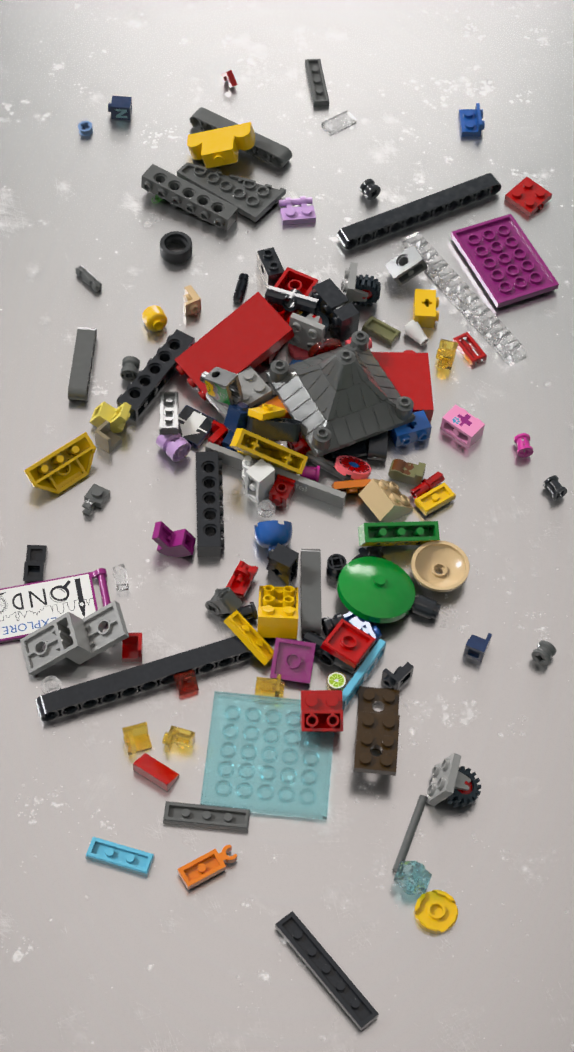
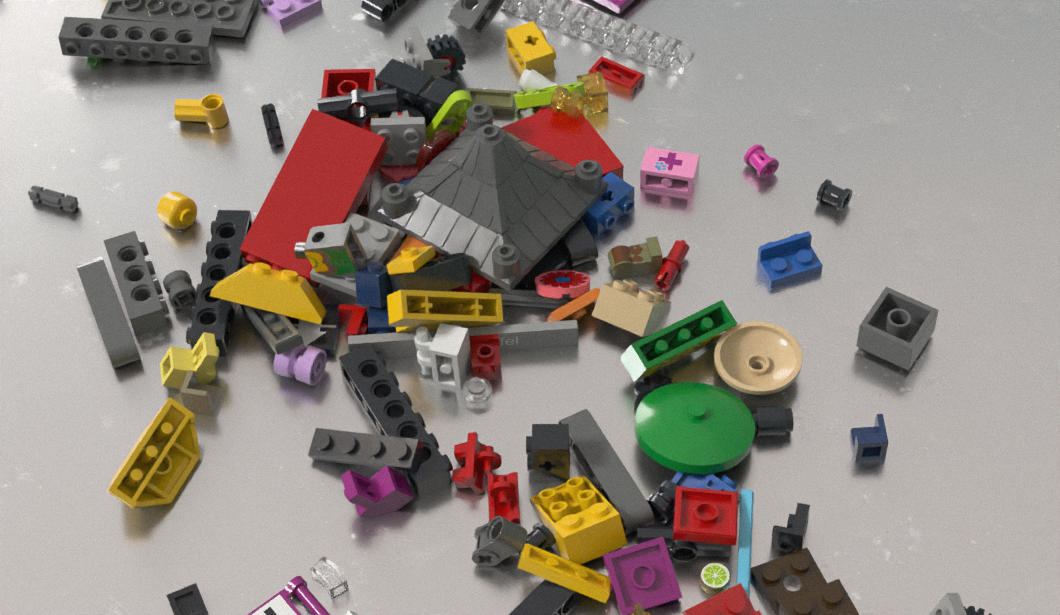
camera: 20 degrees left, 5 degrees down
(95, 498) = (228, 483): dark grey plate -> none
(107, 353) = (136, 284): none -> dark grey brick
(172, 238) = (152, 96): black tyre -> none
(178, 395) = (272, 291): none -> yellow wedge
(180, 513) = (365, 449): none -> black plate
(192, 301) = (216, 166): tan bracket -> none
(206, 261) = (209, 110): none -> yellow piece
(240, 550) = (479, 462): none -> red hips
(269, 266) = (297, 82): black brick -> none
(271, 533) = (510, 419): blue cylinder -> none
(311, 473) = (513, 315): dark pink bush -> none
(334, 566) = (620, 423): black wheel -> none
(355, 324) = (450, 111): none -> lime beam
(416, 343) = (543, 96): none -> lime beam
(422, 354) = (567, 102): none -> clear yellow wheel
(434, 499) = (692, 277): yellow plate -> none
(500, 515) = (788, 259): none -> blue bracket
(536, 587) = (897, 328): none -> dark grey brick
(544, 652) = (959, 407): dark grey wheel -> none

